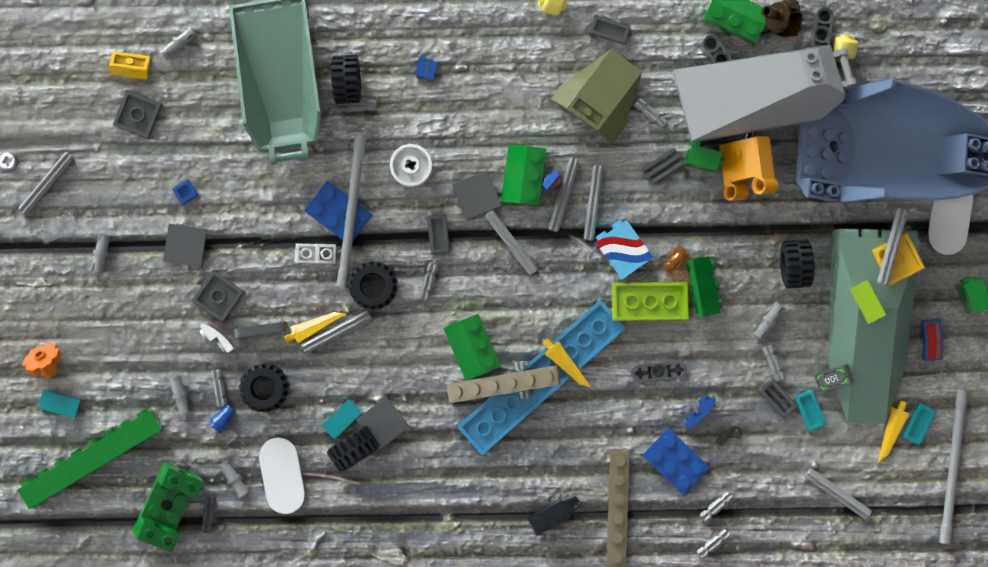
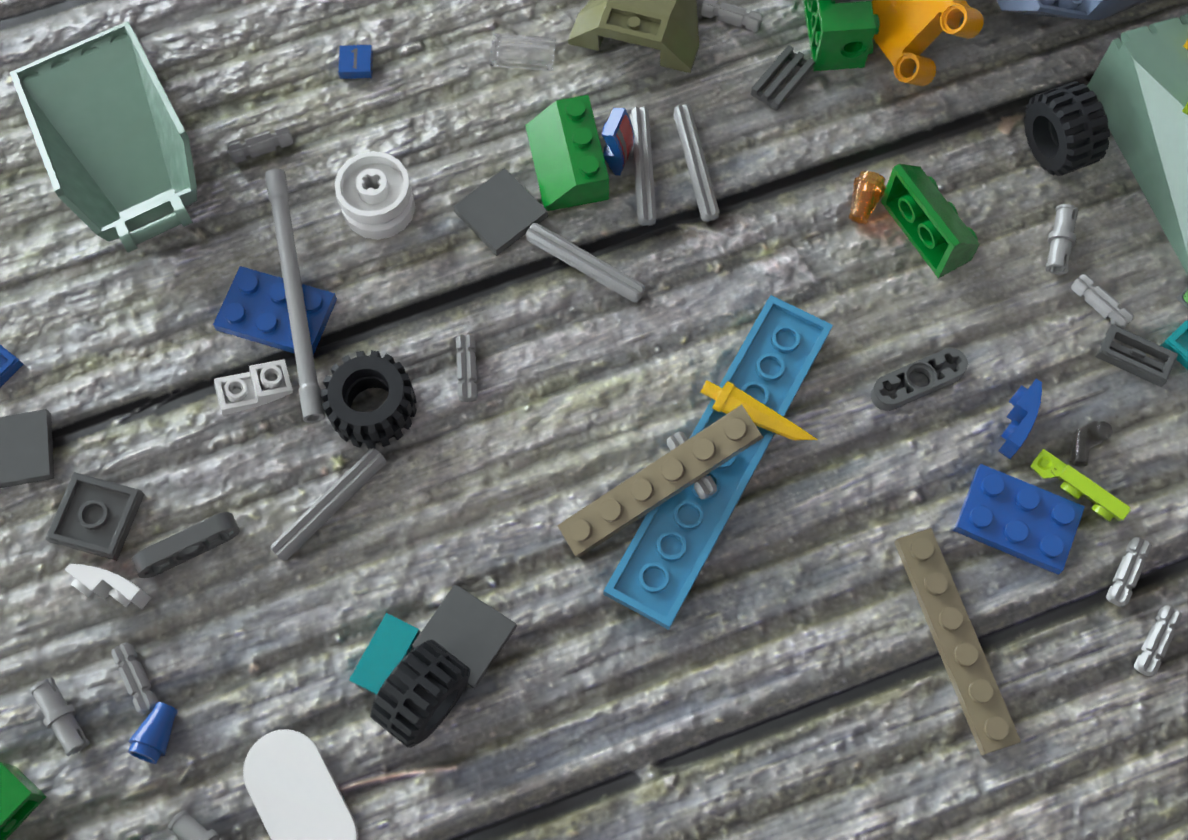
camera: 20 degrees left, 20 degrees down
(248, 394) = (192, 630): black tyre -> none
(304, 330) = (274, 518): yellow bar -> none
(346, 79) = (224, 98): black tyre -> none
(438, 234) = (458, 290): dark grey tile -> none
(472, 347) = (581, 443): green slope -> none
(553, 514) = (845, 689): black hinge -> none
(623, 248) = (776, 206): panel -> none
(650, 301) = (853, 273): lime tile -> none
(712, 457) = (1078, 485): none -> lime hinge

